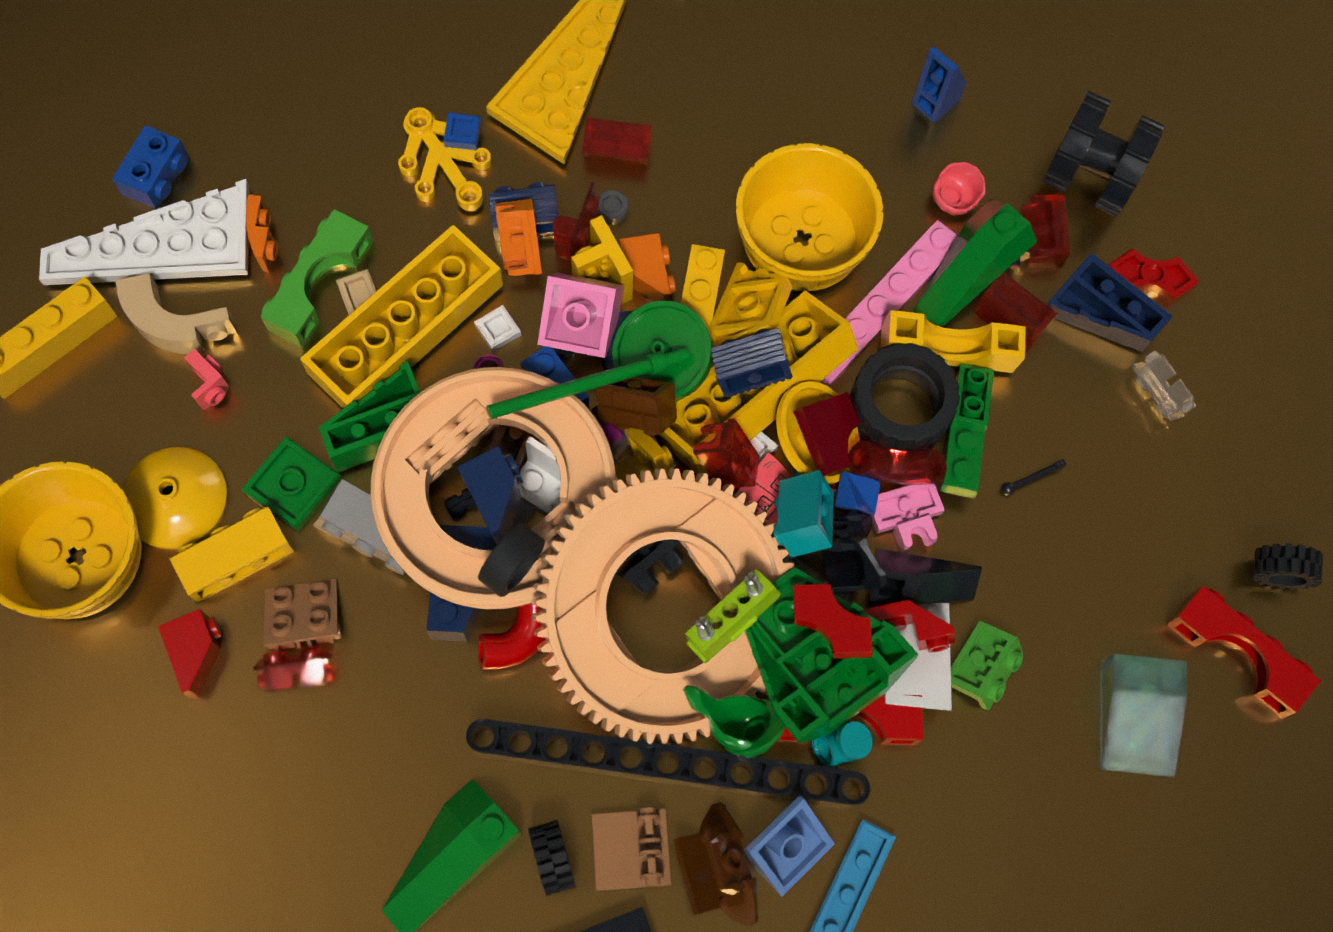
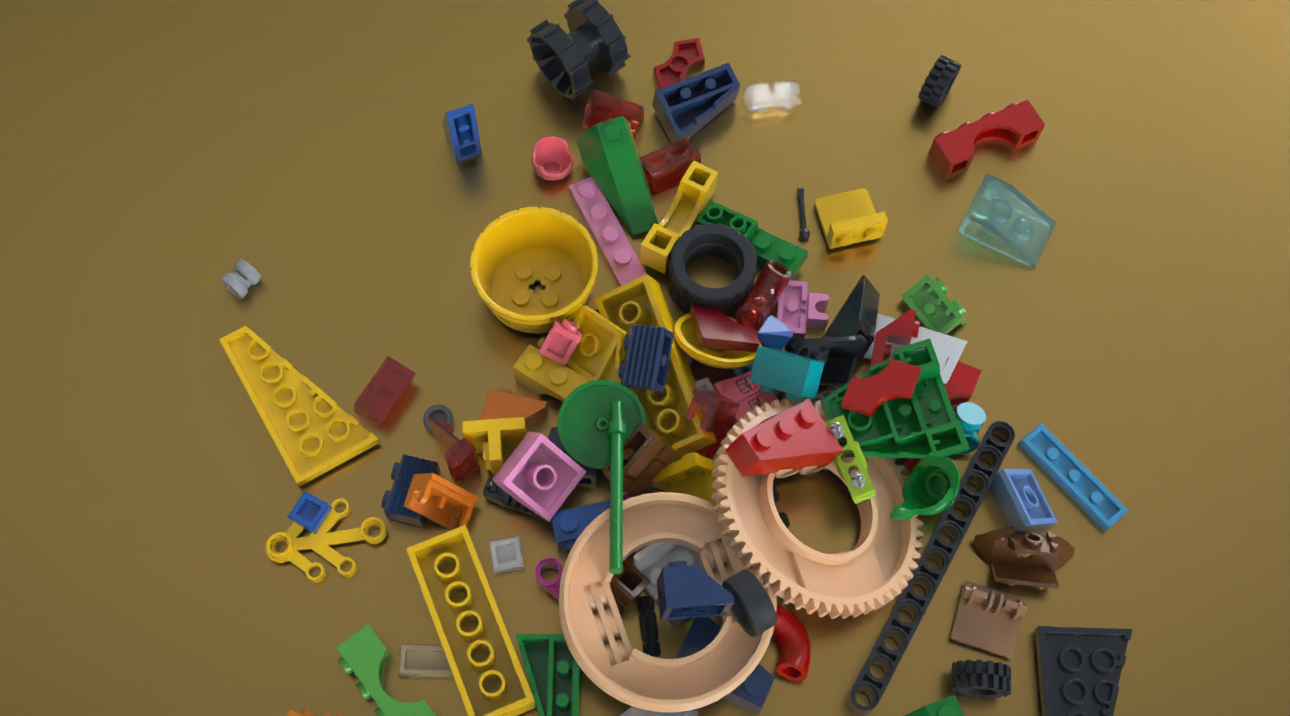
camera: 65 degrees left, 5 degrees down
(710, 531) = (786, 441): none -> wedge
(737, 275) = (561, 341): none -> coral bracket
(1051, 528) = (849, 218): none -> yellow bracket

